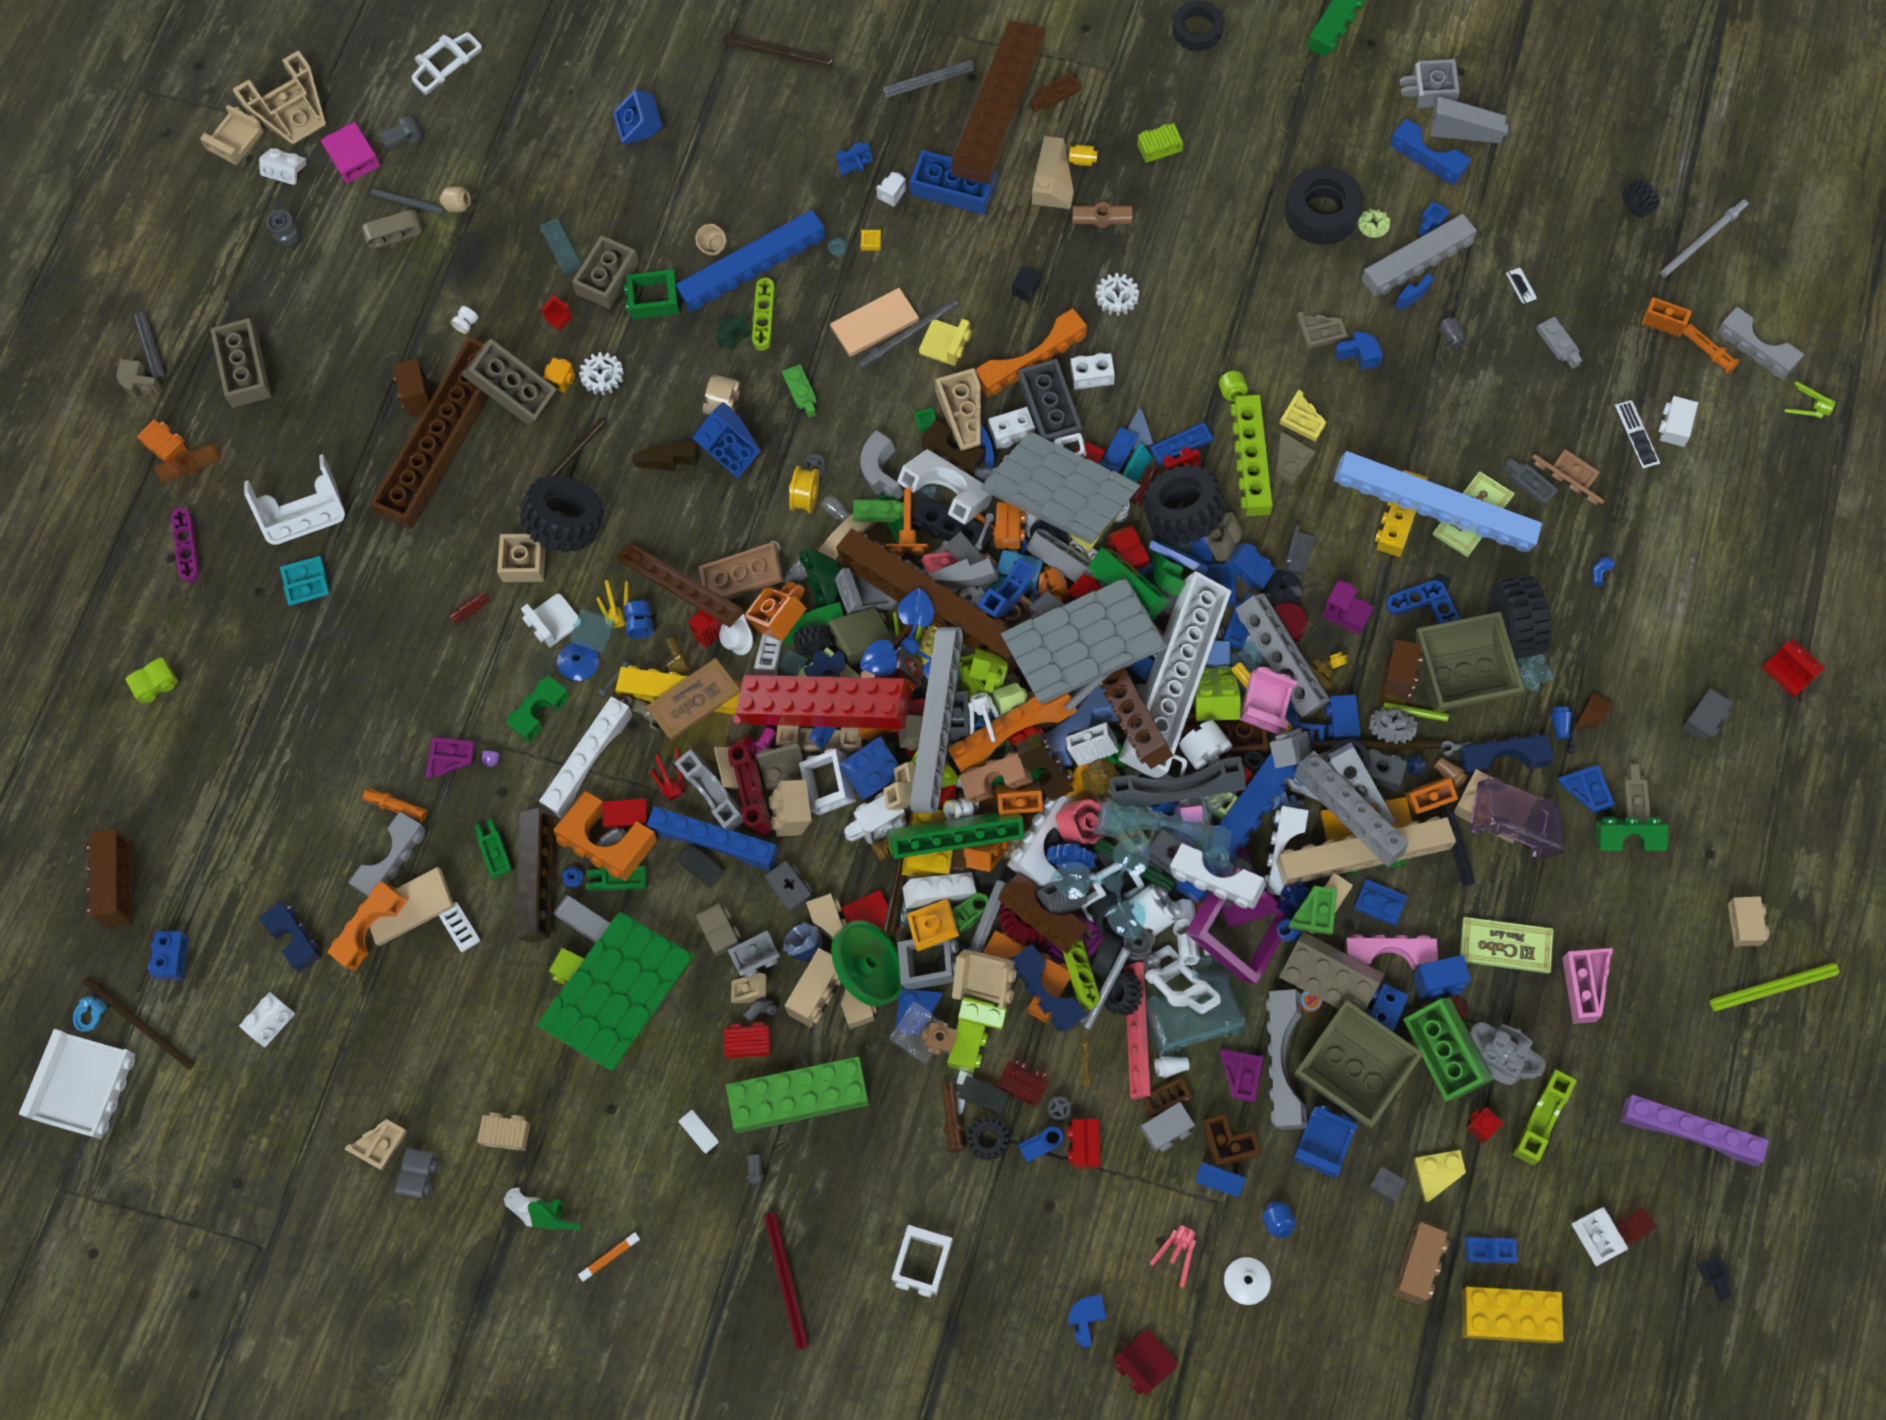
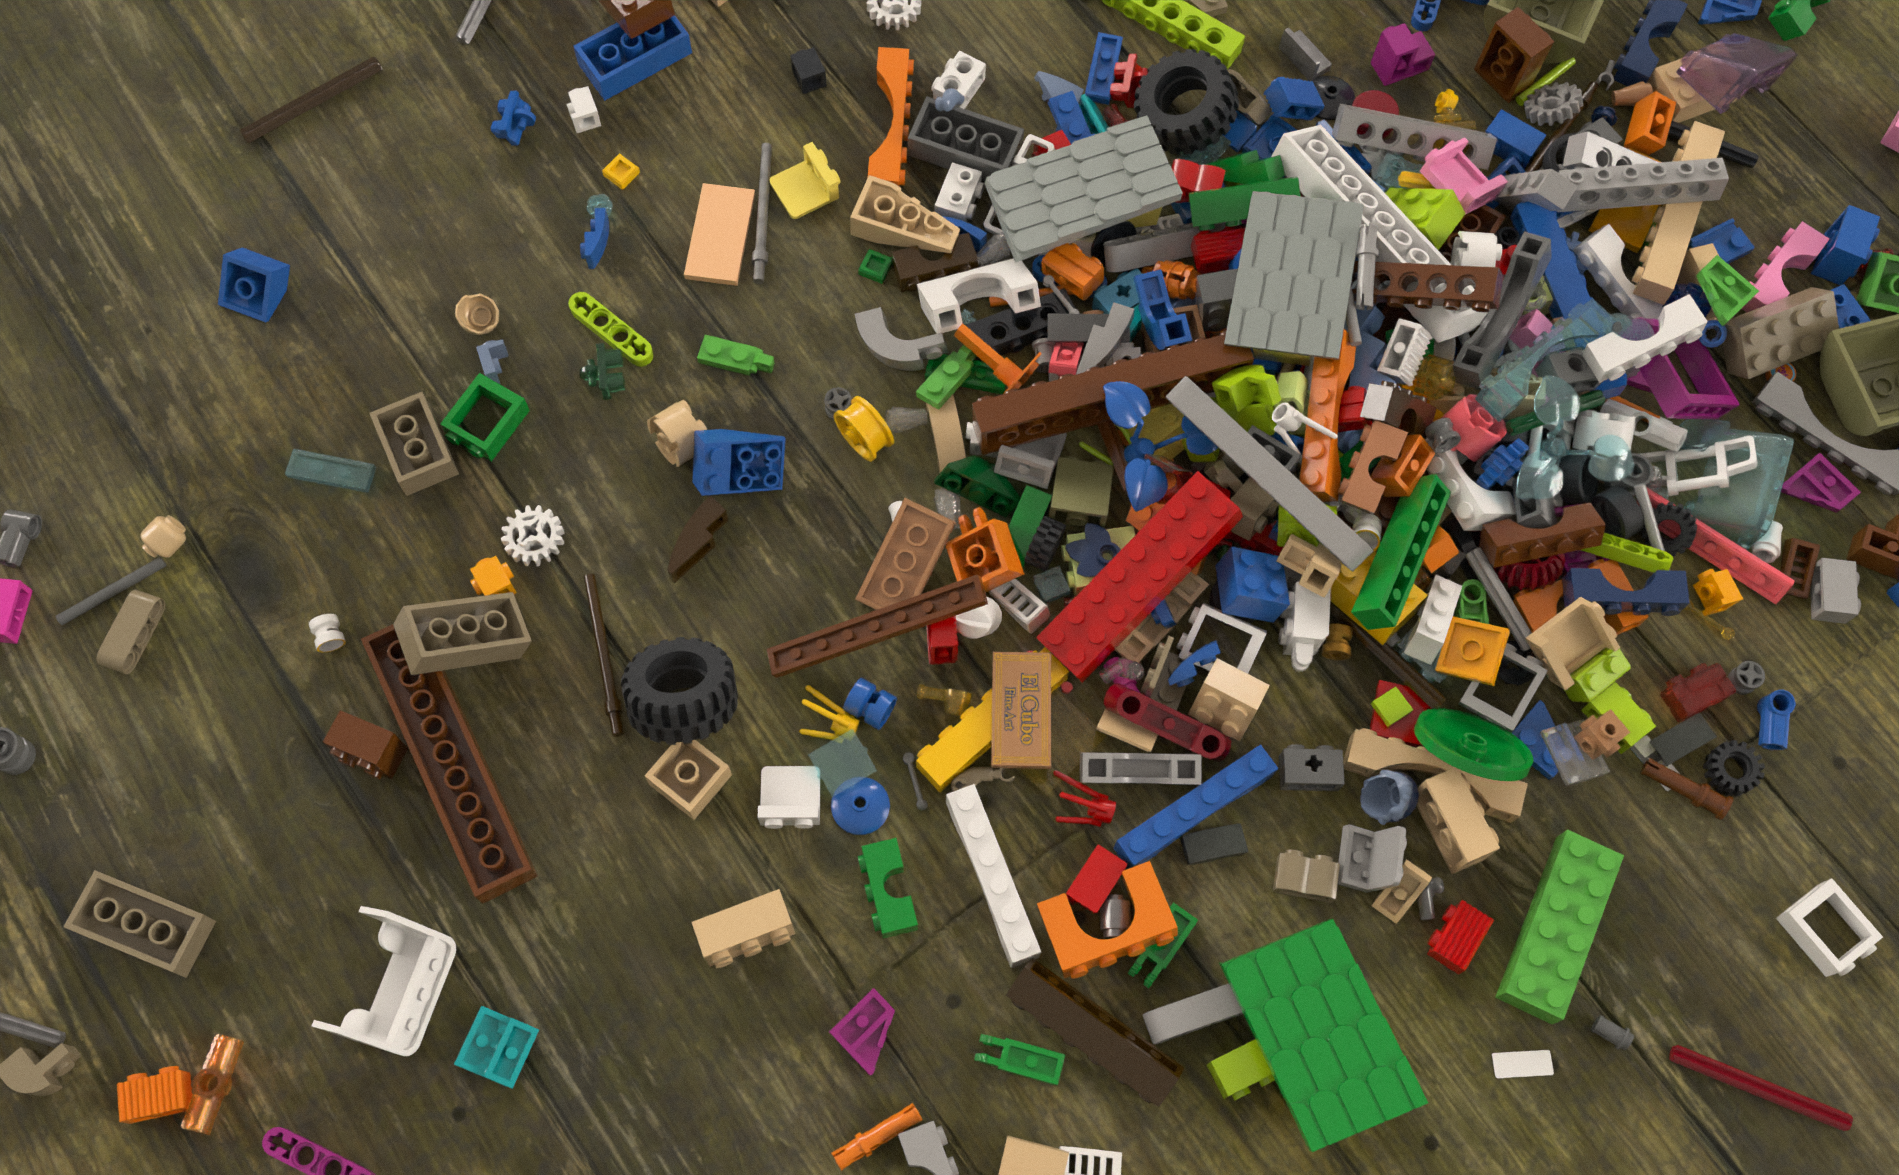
camera: 60 degrees left, 0 degrees up
(455, 650) = (744, 929): none -> tan brick
(470, 608) = (697, 877): clear red pin -> none
(490, 758) = (905, 984): medium lavender hinge -> none
(556, 313) = (414, 529): red panel -> none
(576, 881) = (1115, 996): blue plate -> none
(688, 268) = (489, 355): none -> sand blue bracket
(750, 261) = (538, 296): blue brick -> none
(766, 737) = (1123, 668): none -> clear arm
(795, 771) = (1185, 671): none -> blue slope
(807, 263) = (596, 239): none -> blue slope
(865, 906) = (1391, 707): none -> lime tile
(1054, 804) = (1442, 435): none -> dark grey wheel
(1064, 371) = (950, 98): none -> sand blue arm
(1085, 1144) = (1803, 678): red brick -> none
(1104, 1052) = (1717, 591): none -> light orange brick
(1117, 678) = (1367, 255): none -> light grey pin
(1179, 556) = (1234, 148): blue tile -> none
(1506, 945) = (1836, 176): yellowish green tile -> none

